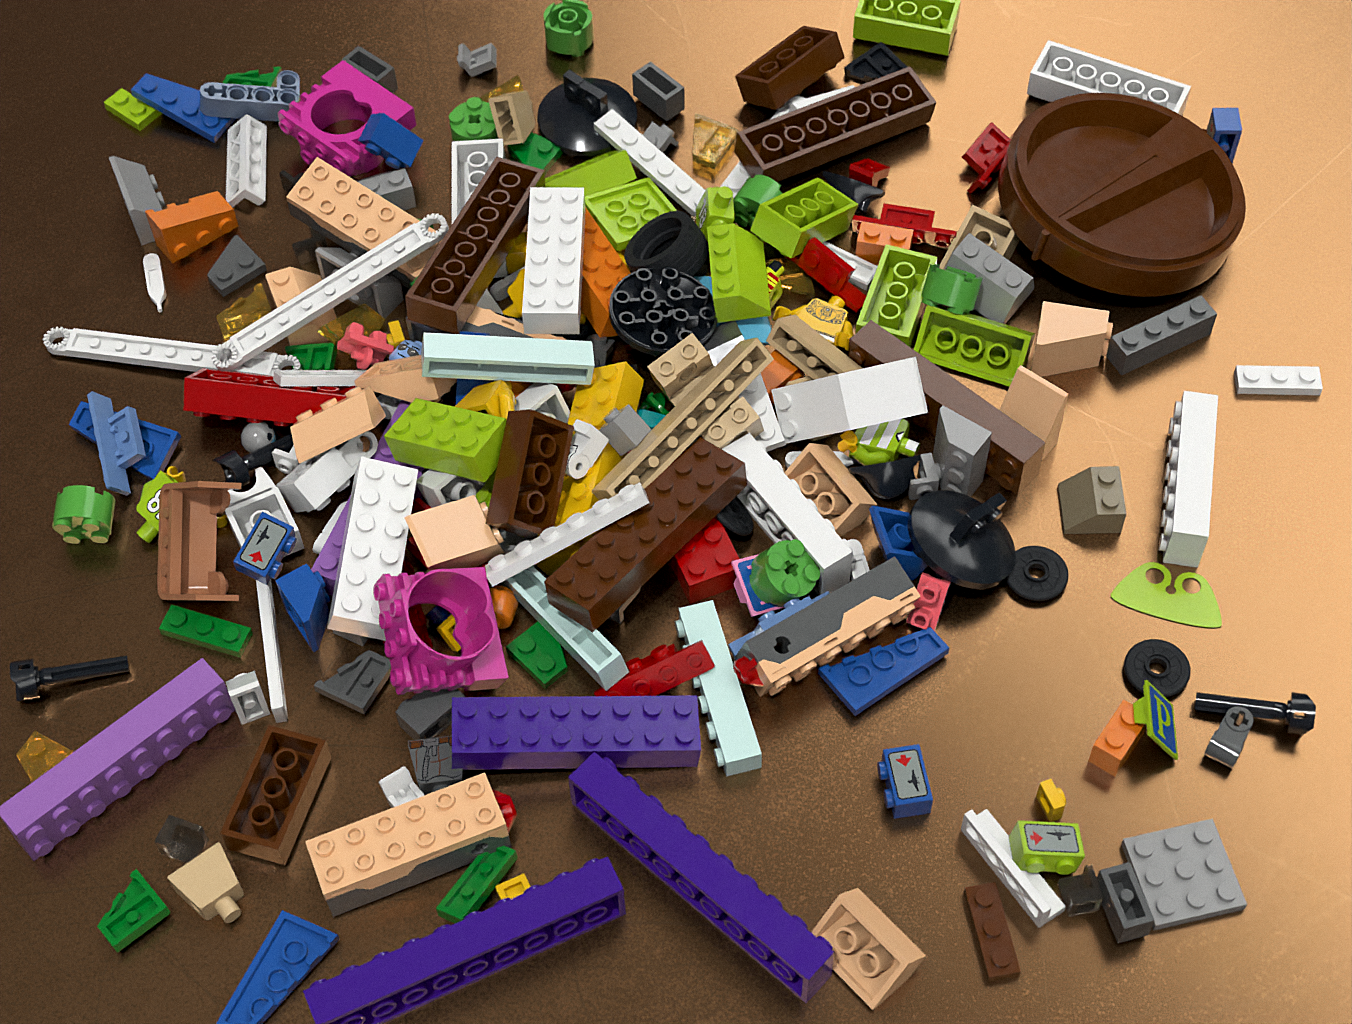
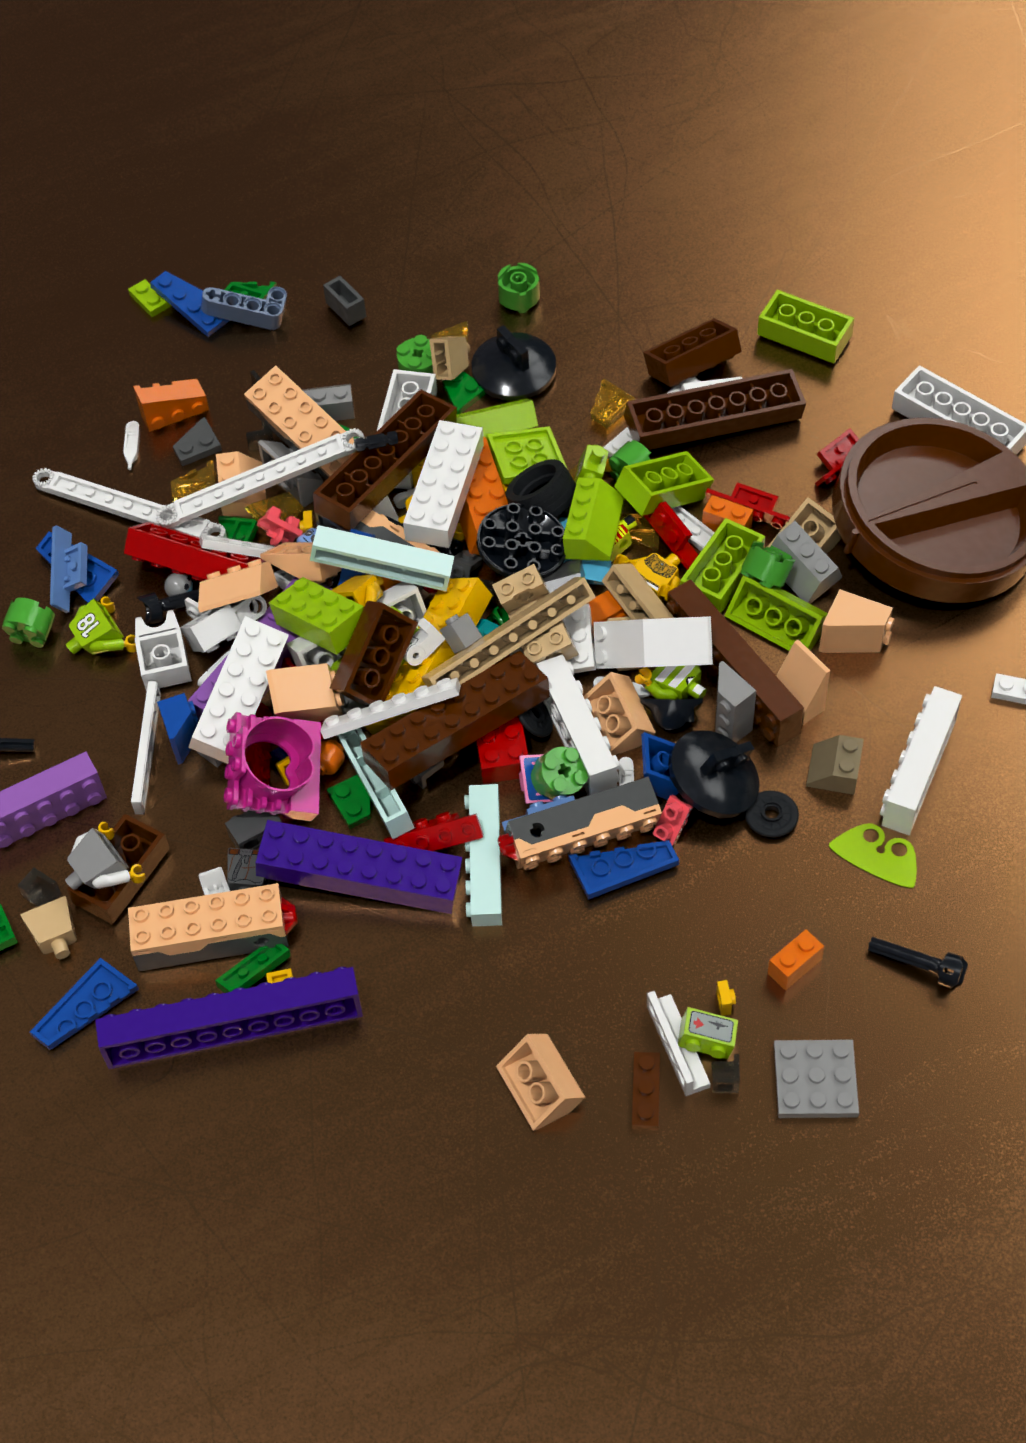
camera: 15 degrees right, 0 degrees up
(138, 193) = (134, 370): light grey slope -> none
(189, 541) = (102, 659): nougat windscreen -> none
(206, 631) = (99, 732): green plate -> none
(246, 161) = (228, 358): white fence -> none
(247, 697) = (116, 789): white slope -> none
(254, 791) = (98, 862): none -> light grey torso
(265, 548) = (156, 675): brick -> none
(341, 97) = (314, 317): dark pink hose -> none
(357, 682) = (203, 794): dark grey wing -> none
(390, 140) = (342, 360): blue brick -> none
(463, 223) = (375, 441): none -> black axle
(477, 60) = (436, 303): light grey bracket -> none
(650, 160) = (552, 411): white plate -> none
(658, 91) = (577, 354): dark grey brick -> none
(660, 136) = (564, 396): light grey bracket -> none
(702, 877) = (426, 999): dark purple brick -> none
(855, 190) = (717, 469): black hat -> none
(868, 171) = (730, 455): red slope -> none
(874, 64) = (768, 361): black wing -> none
(906, 781) = (612, 959): brick -> none
(929, 477) = (708, 715): light grey bracket -> none
(1124, 903) = (756, 1089): dark grey brick -> none
(1157, 651) = (847, 924): black wheel -> none
(1159, 716) = (830, 950): lime piece -> none
(1161, 335) = (939, 636): dark grey brick -> none
(1229, 739) = (888, 977): dark grey piece -> none

